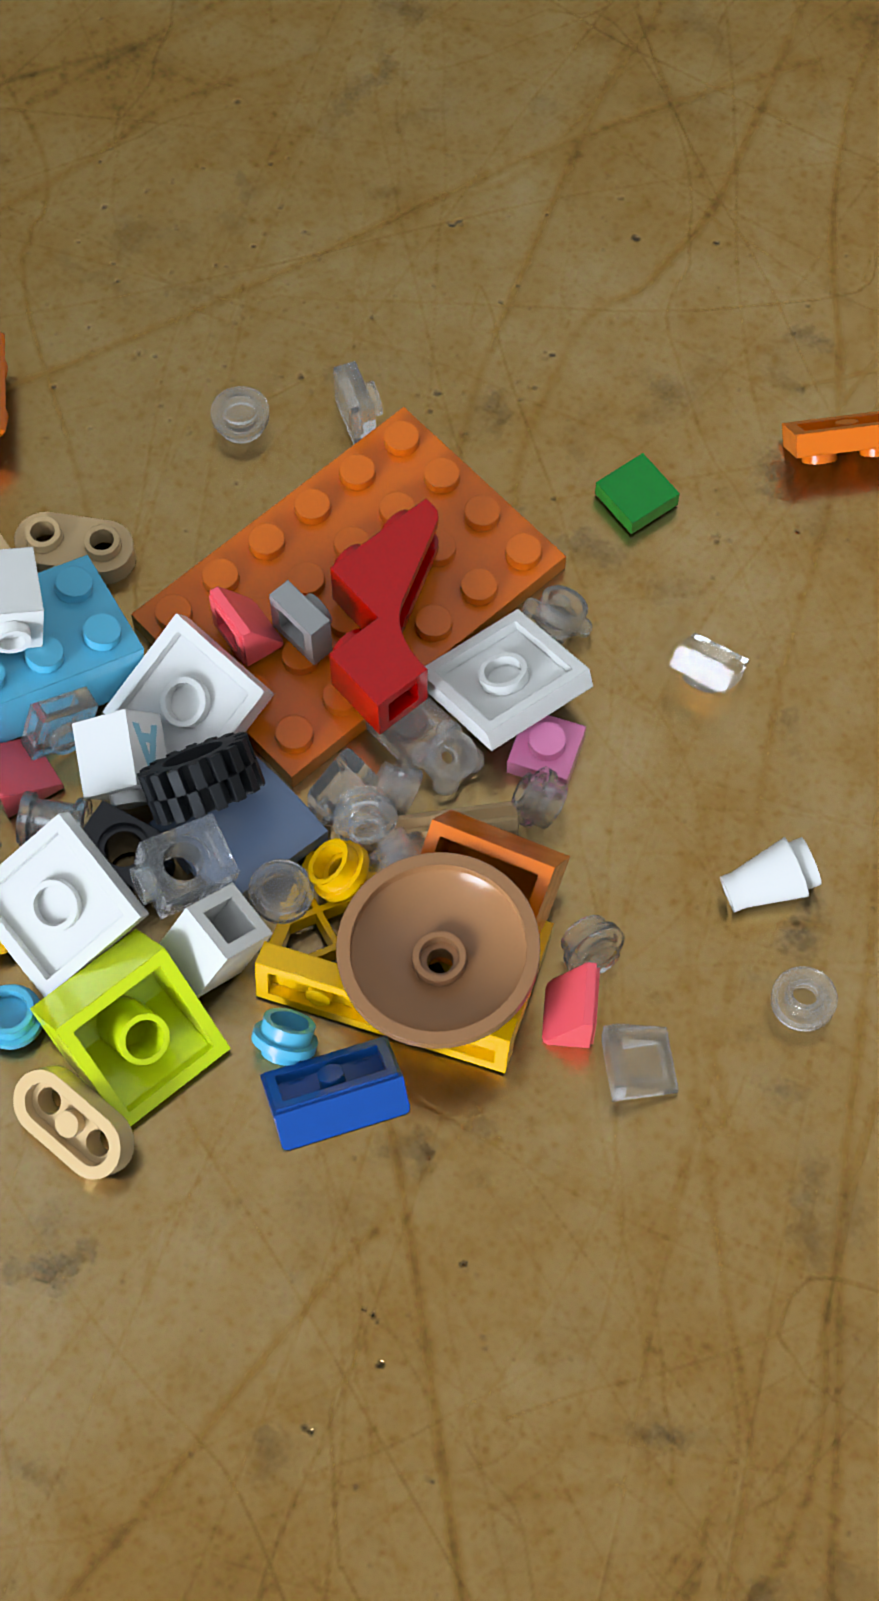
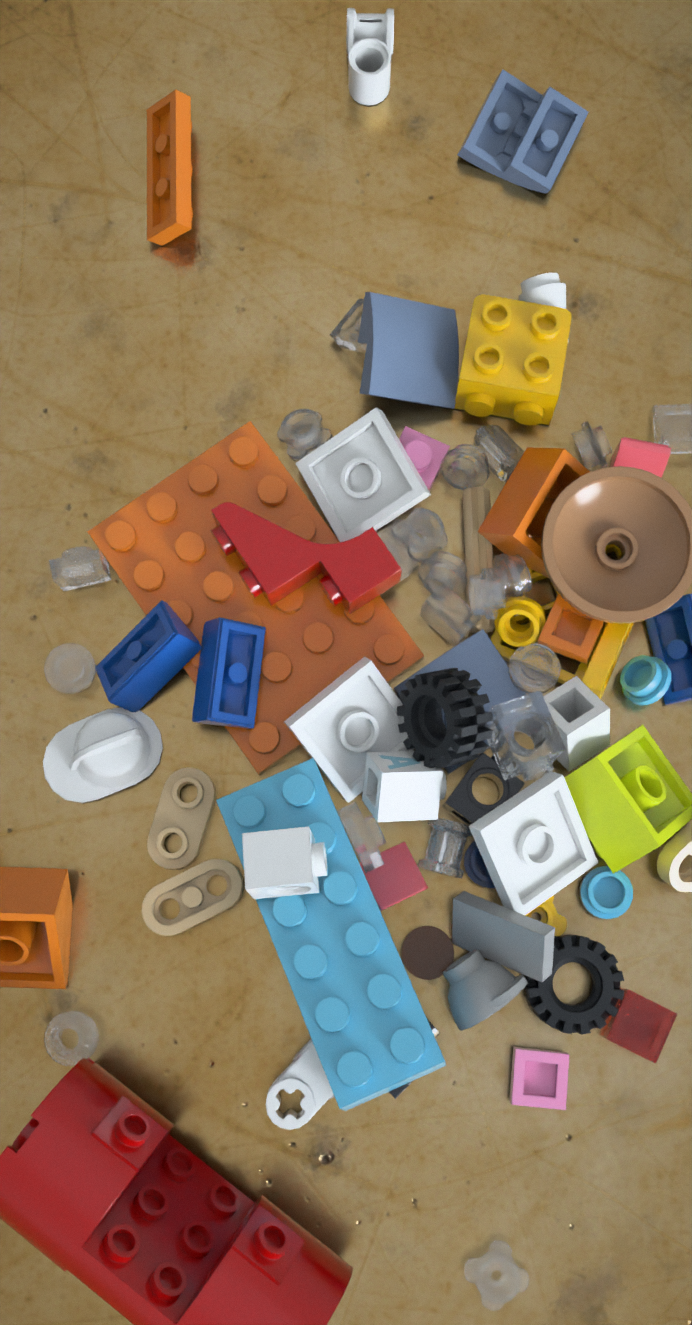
camera: 80 degrees left, 15 degrees up
(146, 464) = (102, 754): none -> white piece
(241, 561) = (228, 673): none -> blue slope
(243, 626) = (295, 675): coral slope -> none
(255, 482) = (147, 658): none -> blue slope
(302, 621) = (302, 625): light grey plate -> none
(320, 923) = (570, 631): none -> orange plate
(577, 833) = (500, 450): none -> clear slope
(637, 493) = (195, 360): green tile -> none
(678, 710) = (409, 351): none -> sand blue slope
(690, 829) = (513, 360): none -> yellow bracket
(798, 1015) = (636, 316): clear plate -> none

